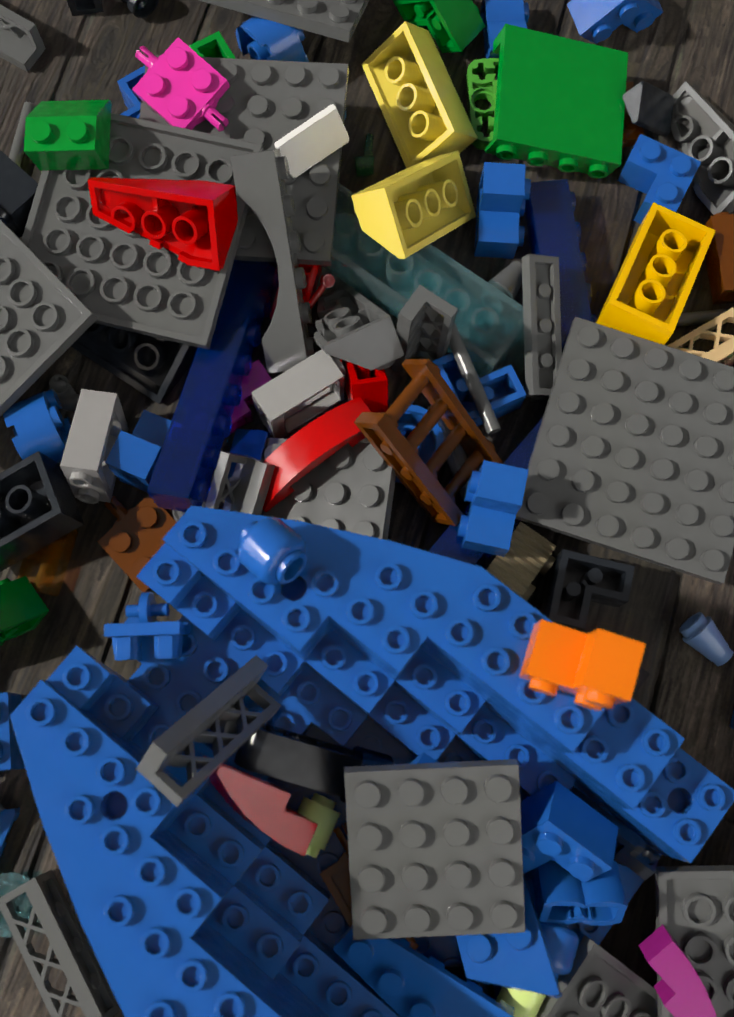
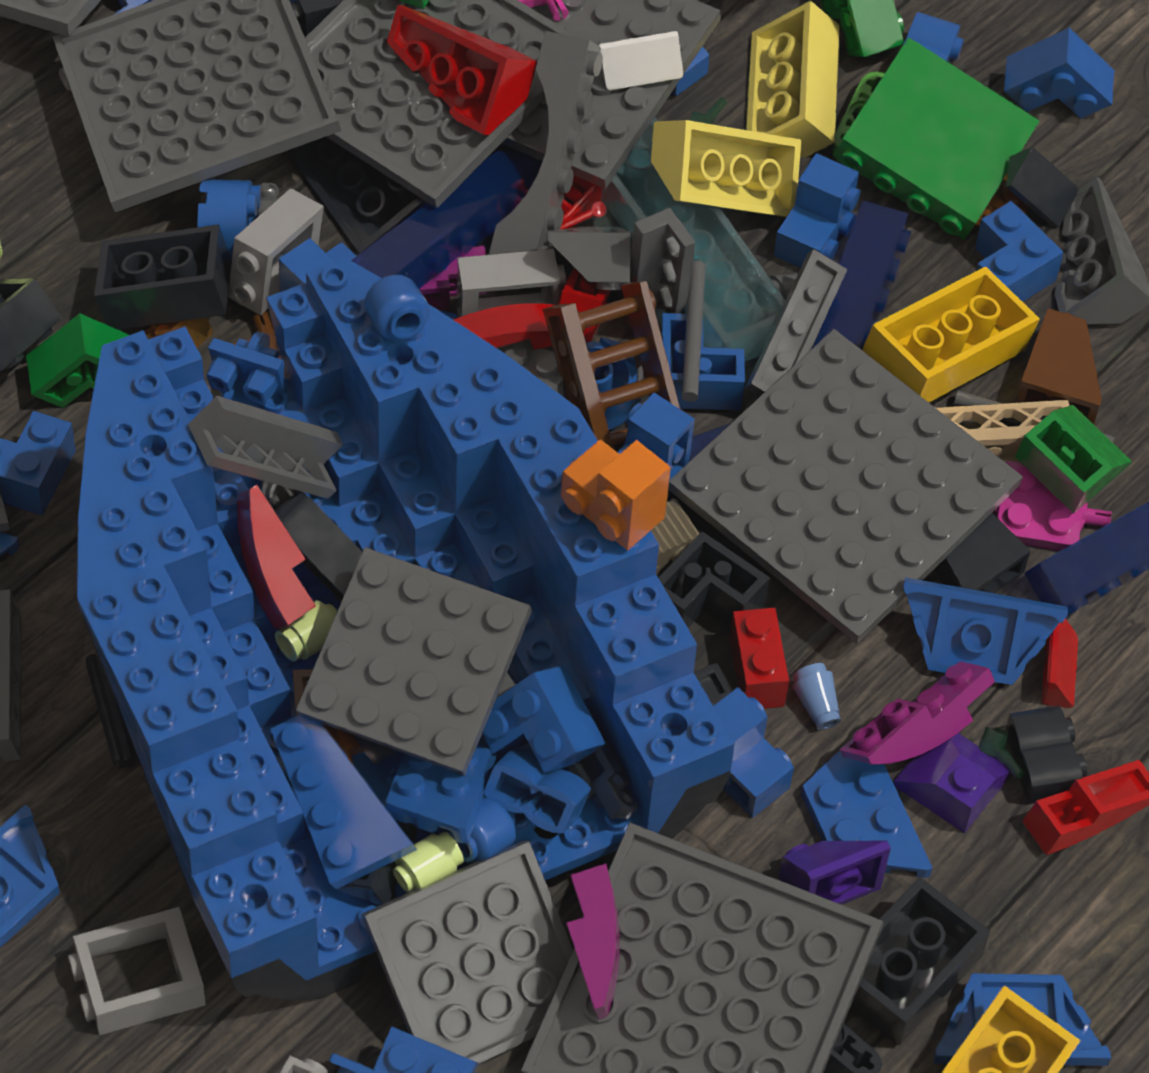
camera: 25 degrees right, 20 degrees down
(648, 623) = (759, 656): none -> red brick
(699, 725) = (758, 769): none -> blue brick

